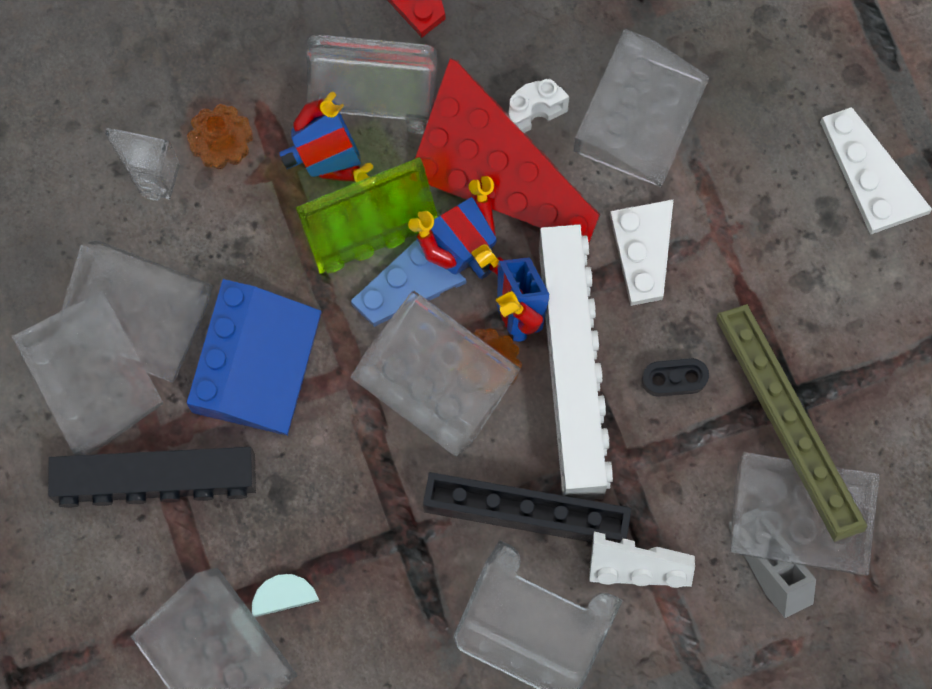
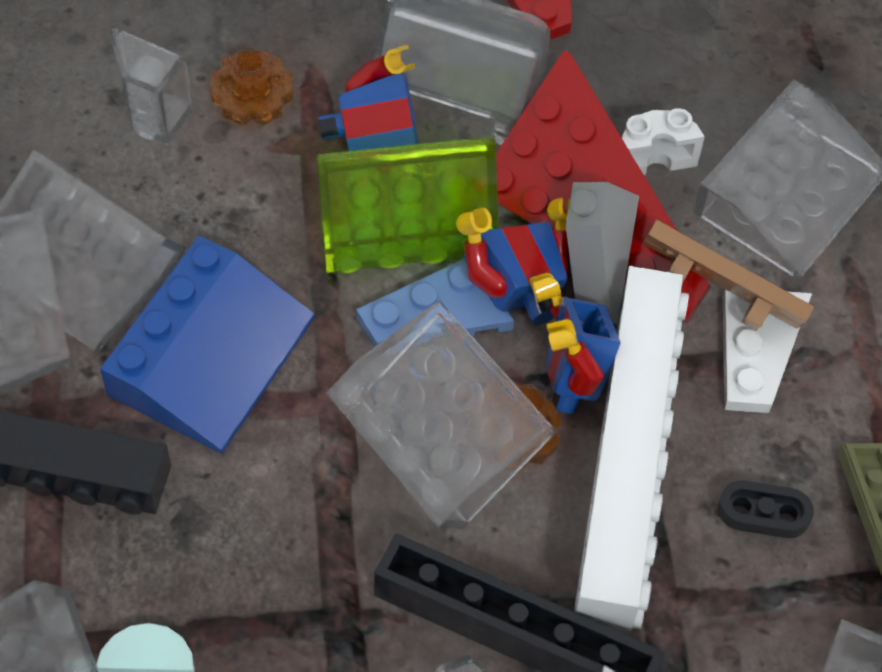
camera: 10 degrees right, 15 degrees down
(514, 210) = (600, 242): none -> light grey slope
(640, 219) = (763, 295): none -> medium nougat hinge

